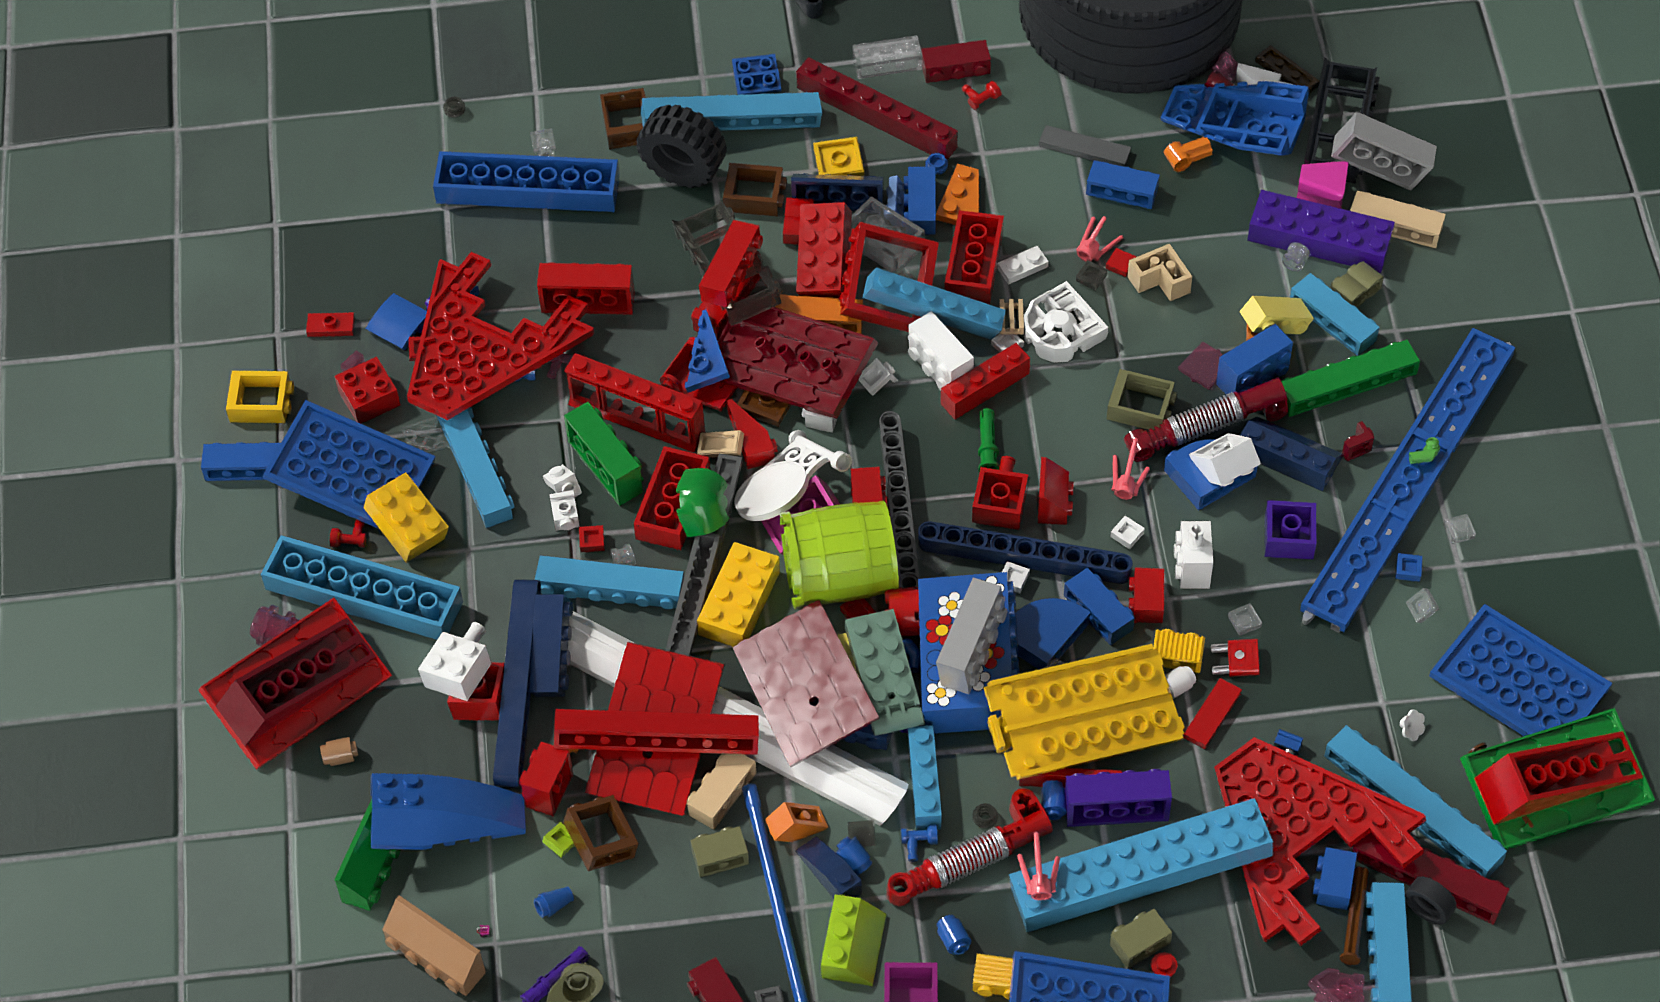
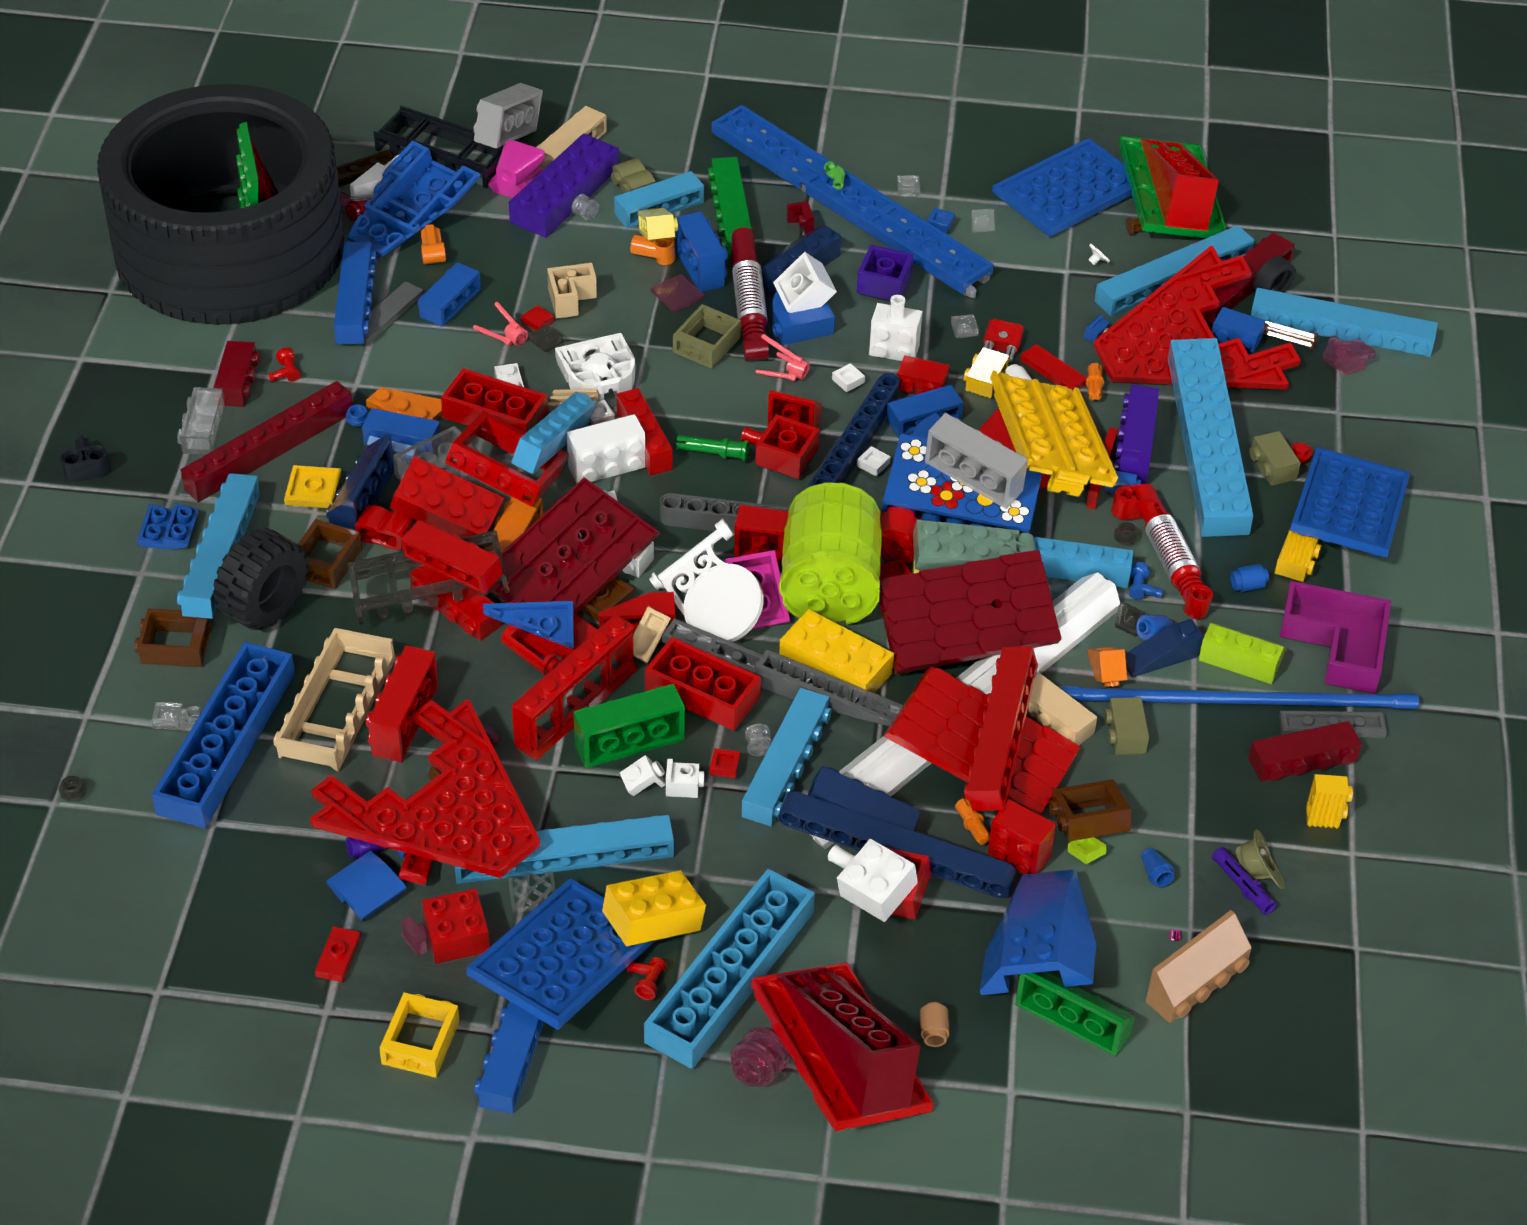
camera: 80 degrees left, 10 degrees down
(589, 226) = (324, 669): none -> tan window
(702, 501) = (735, 642): green brick -> none
(1040, 886) = (1231, 487): coral plant -> none
(1093, 111) = (355, 293): none -> blue brick
(1201, 753) = (1095, 381): none -> orange axle

